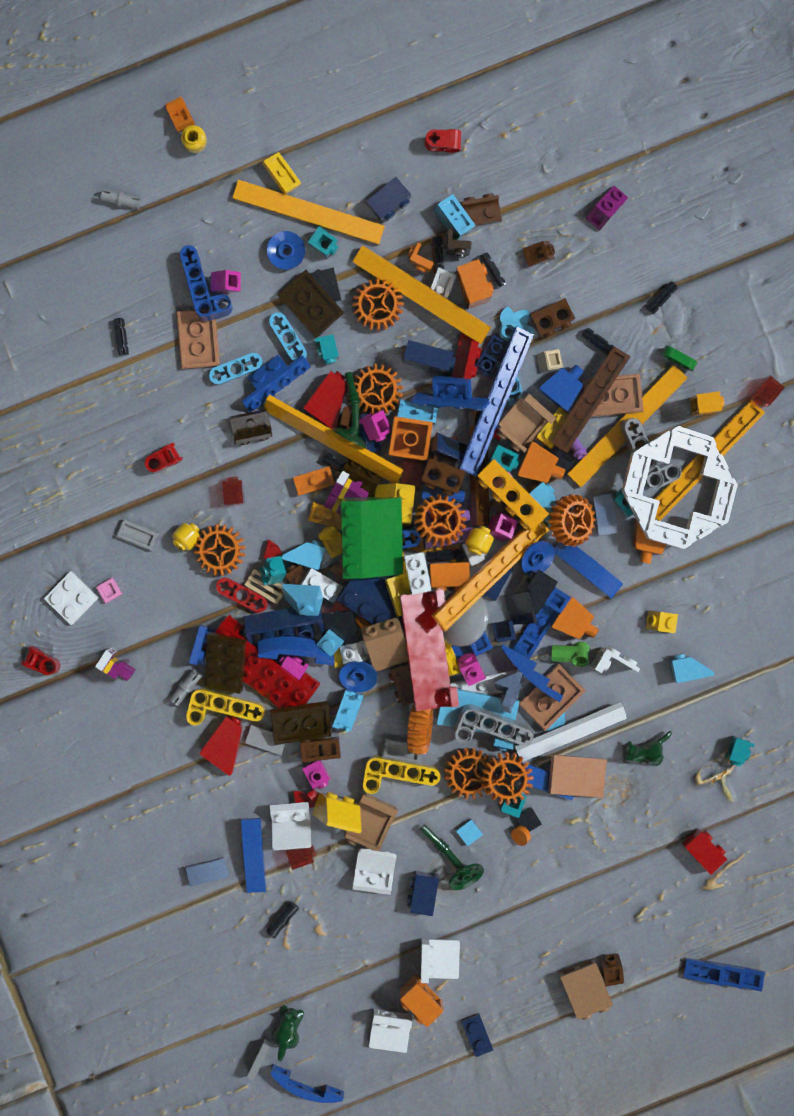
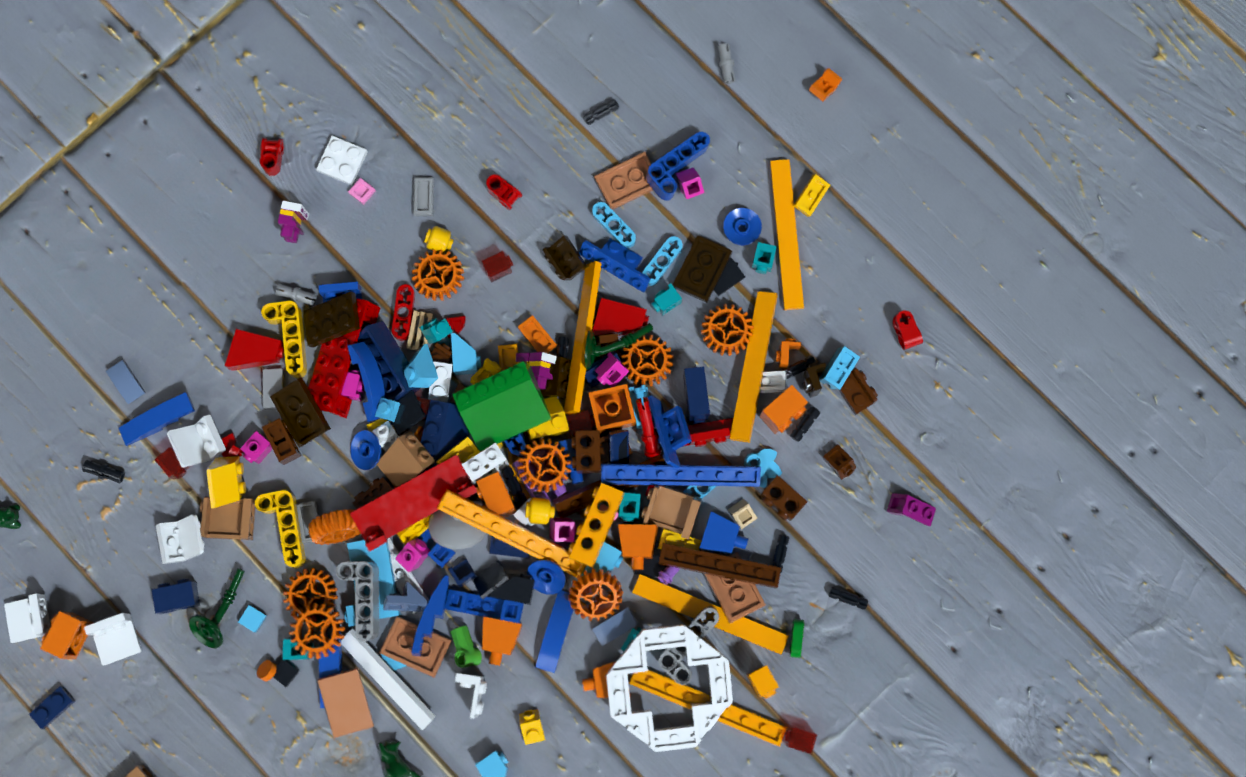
camera: 70 degrees right, 10 degrees down
(193, 132) = (808, 105): yellow head -> none
(348, 710) = (329, 453): medium azure hinge -> none
(389, 199) = (829, 301): dark blue brick -> none
(448, 415) = (649, 435): none -> red pin
(491, 355) = (722, 455): dark blue slope -> none

